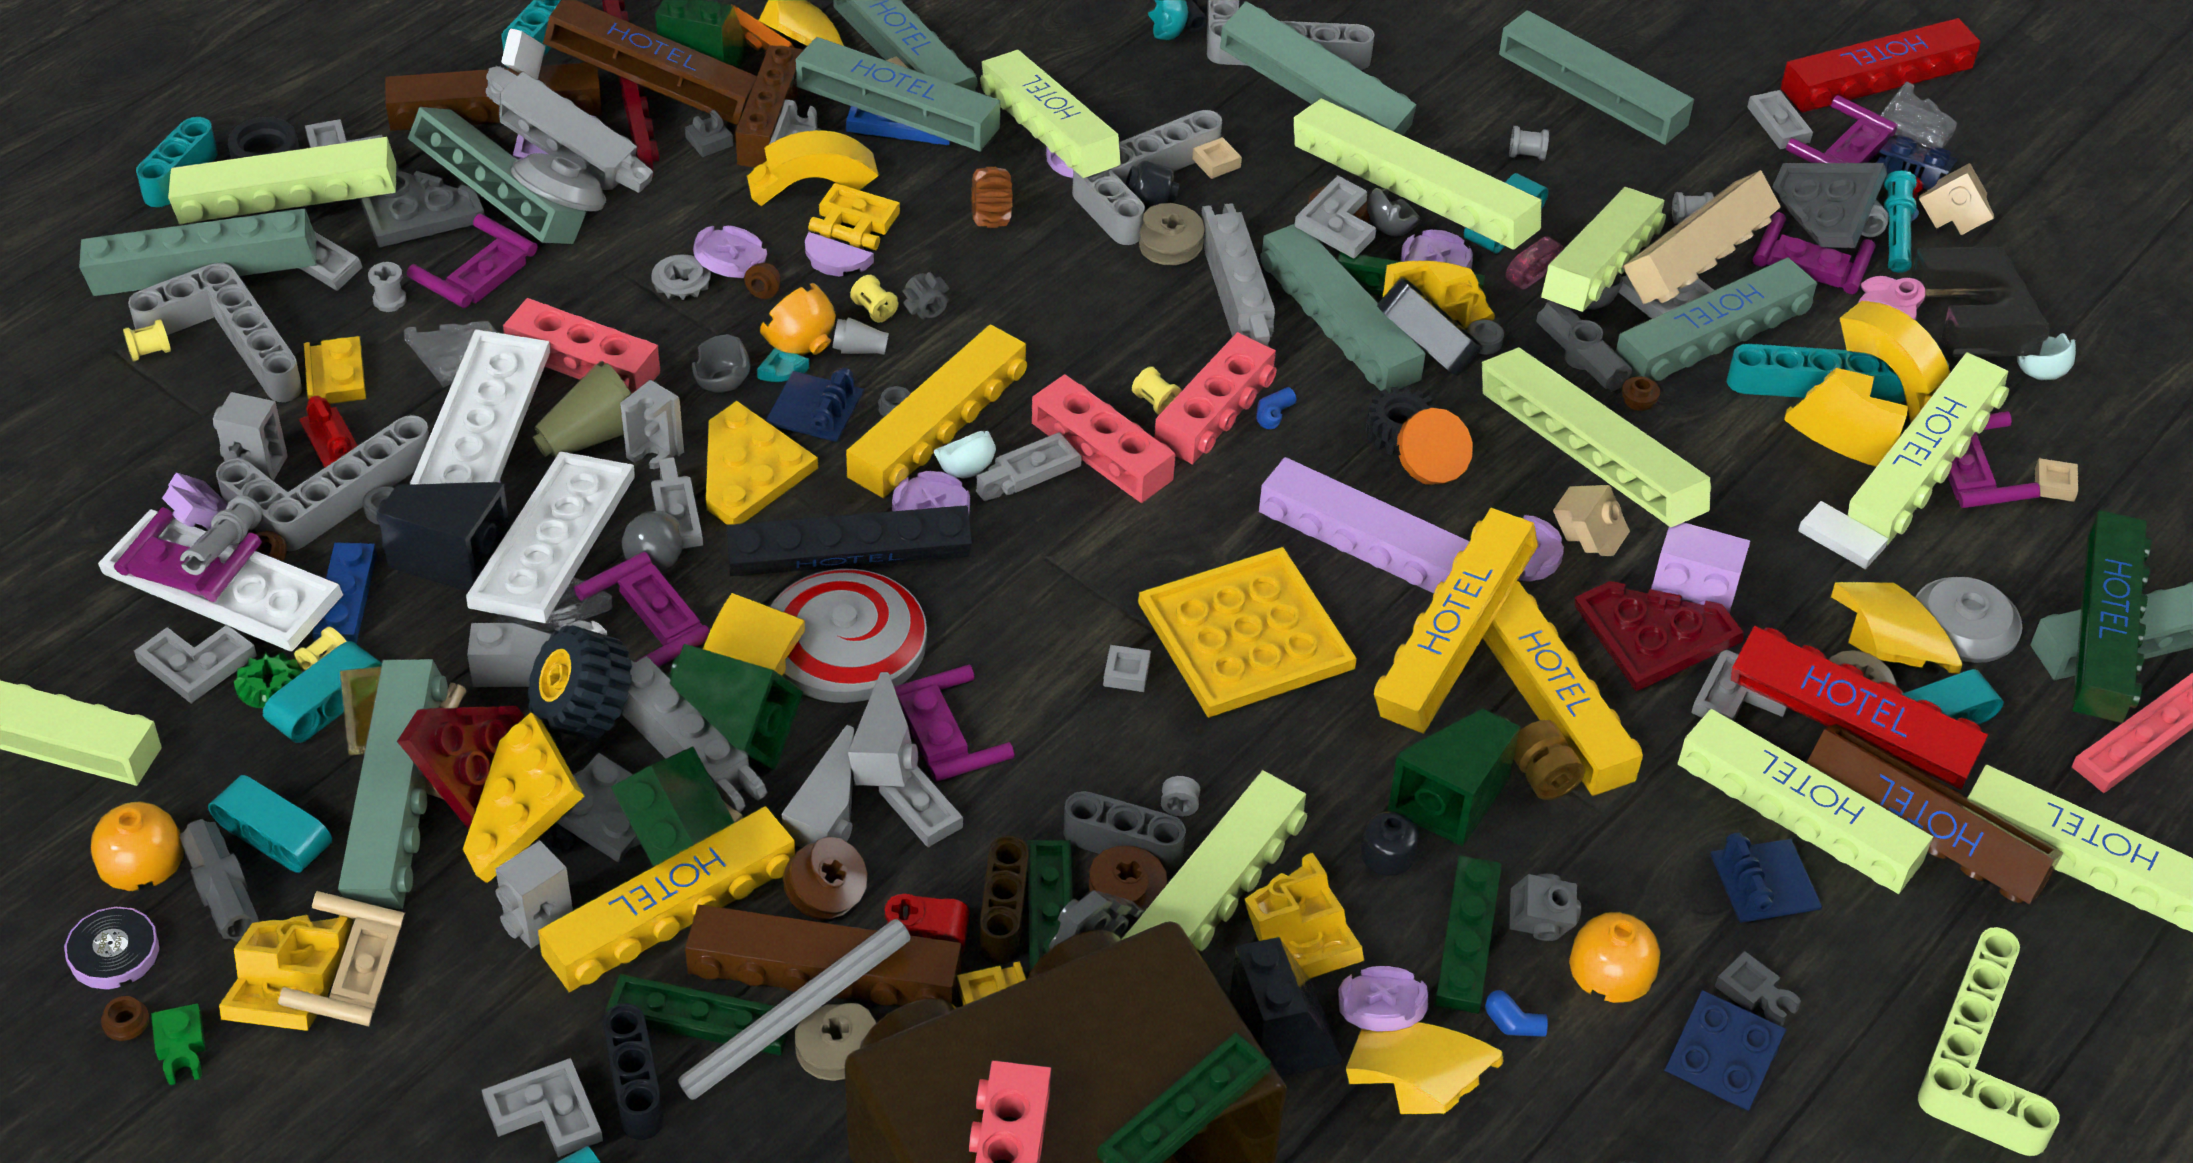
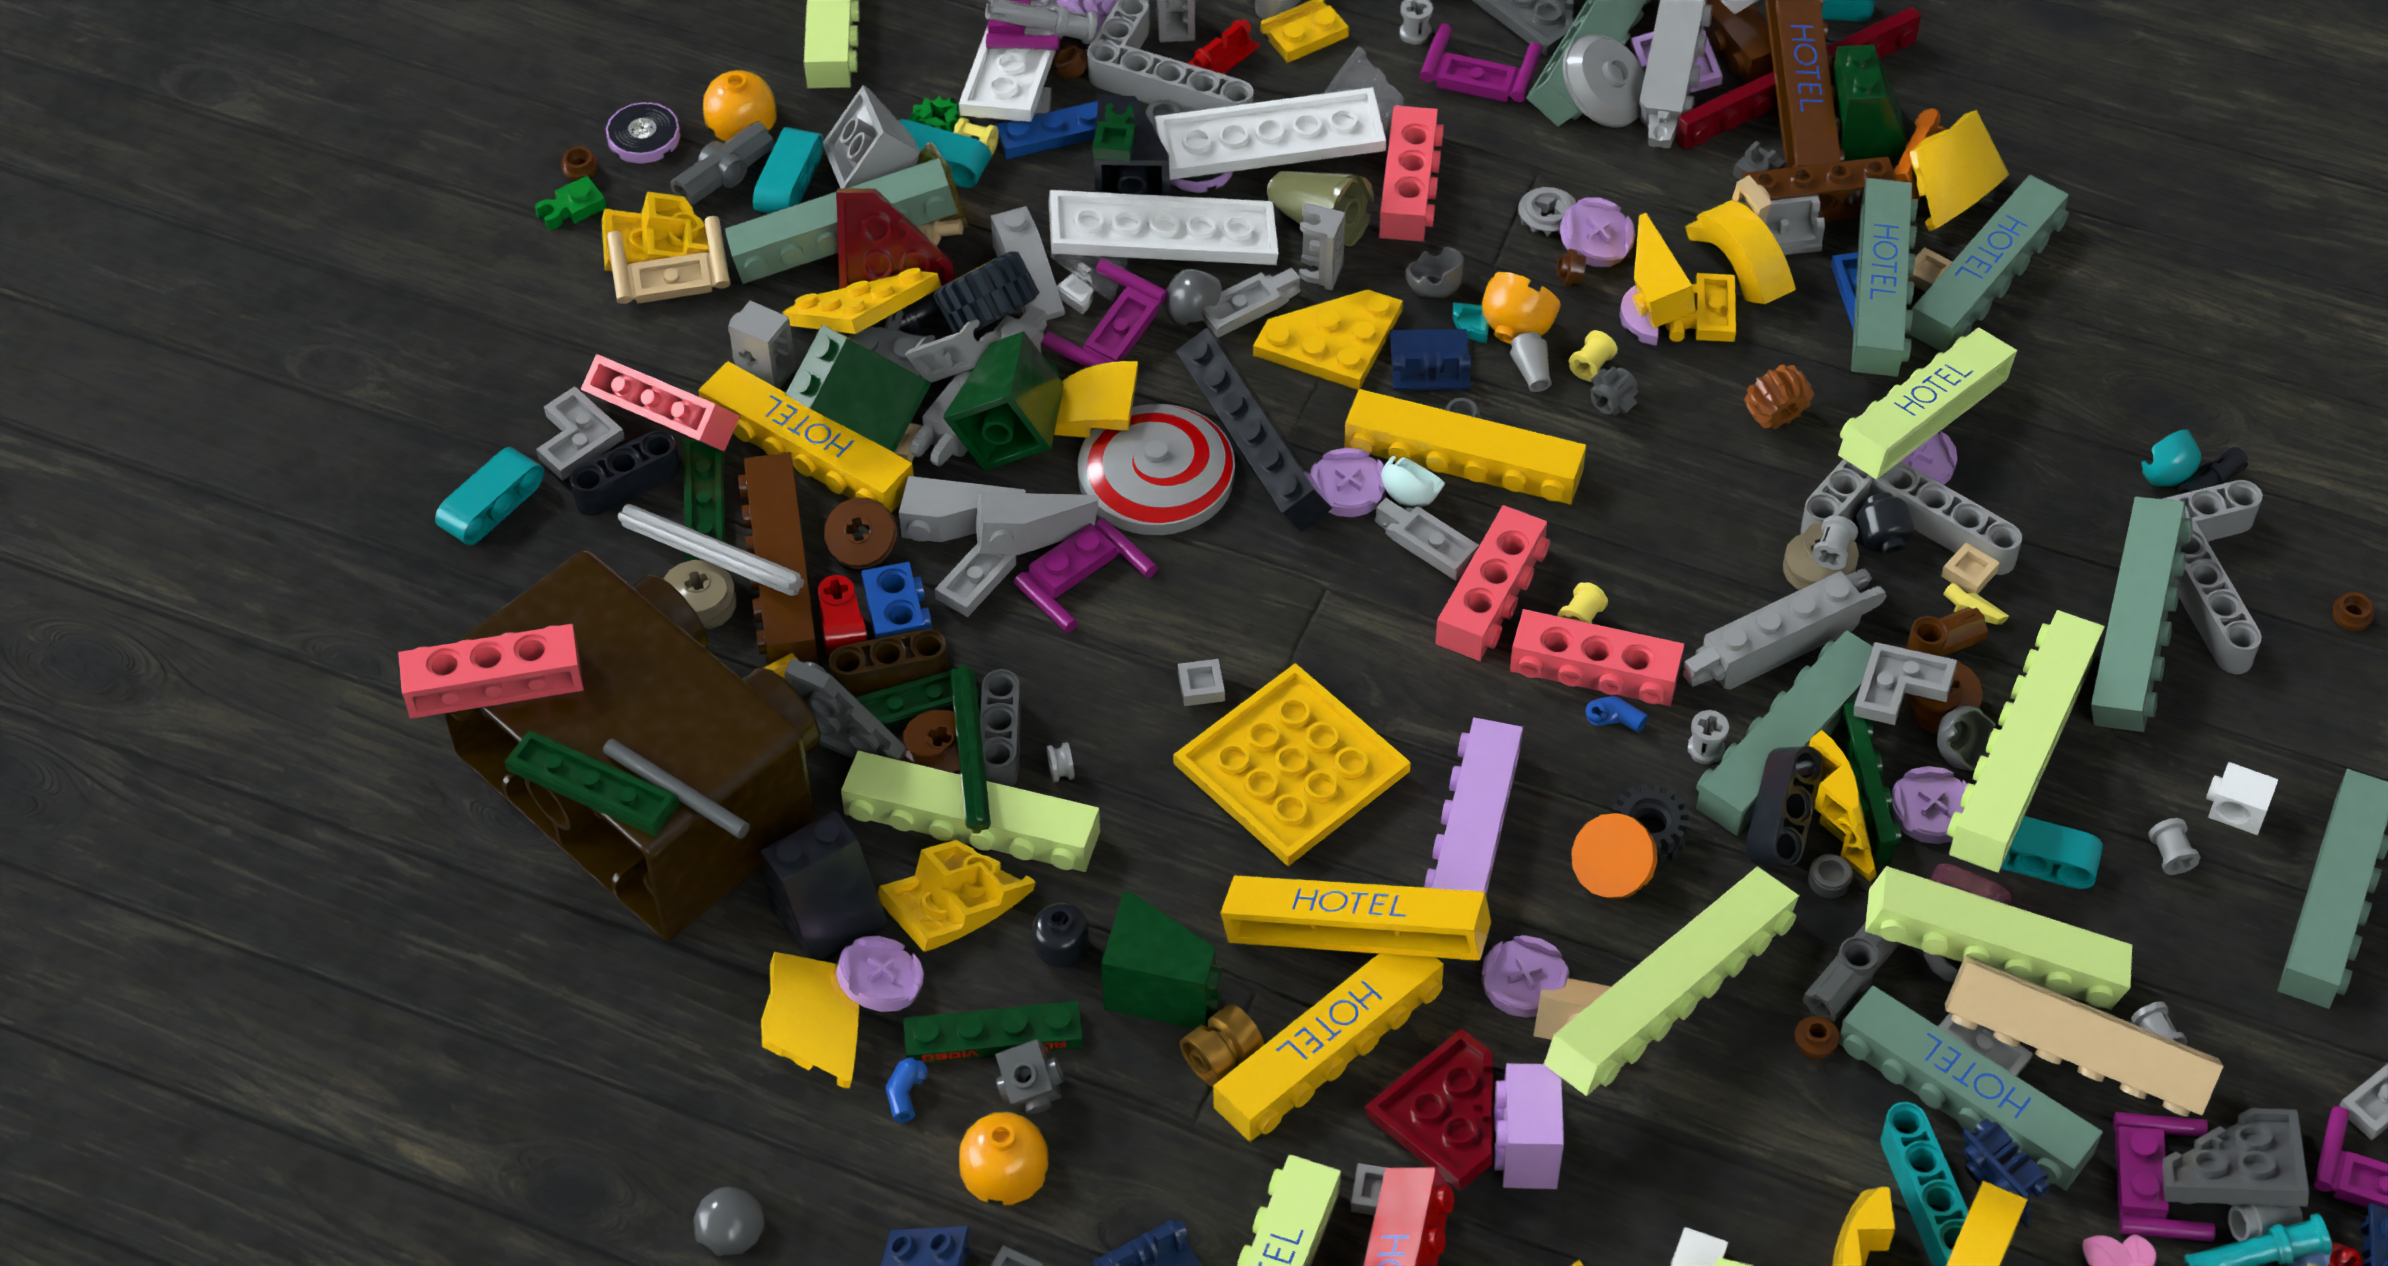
camera: 75 degrees right, 5 degrees up
(196, 669) = (930, 68): light grey plate -> none
(295, 733) = (868, 142): none -> light grey slope
(457, 509) = (1116, 136): none -> dark green plate
(566, 1004) = (660, 402): none -> coral brick
(648, 730) = (949, 354): none -> light grey hinge
(781, 125) = (1753, 197): none -> tan plate
(821, 222) = (1659, 281): none -> yellow slope
(937, 872) = (894, 600): none -> blue brick
(1161, 845) = (970, 749): none -> dark green axle
(1191, 204) = (1834, 543): none -> light grey bush
(1216, 1036) = (685, 793): none -> dark grey bar
(1249, 171) = (1963, 600): none -> light yellow bar
(1280, 193) = (1947, 633): none -> reddish brown piece
(1328, 352) = (1701, 734): none -> light grey bush
(1499, 93) = (2241, 797): none -> white brick
(1814, 316) = (1991, 1150): none -> dark blue hinge

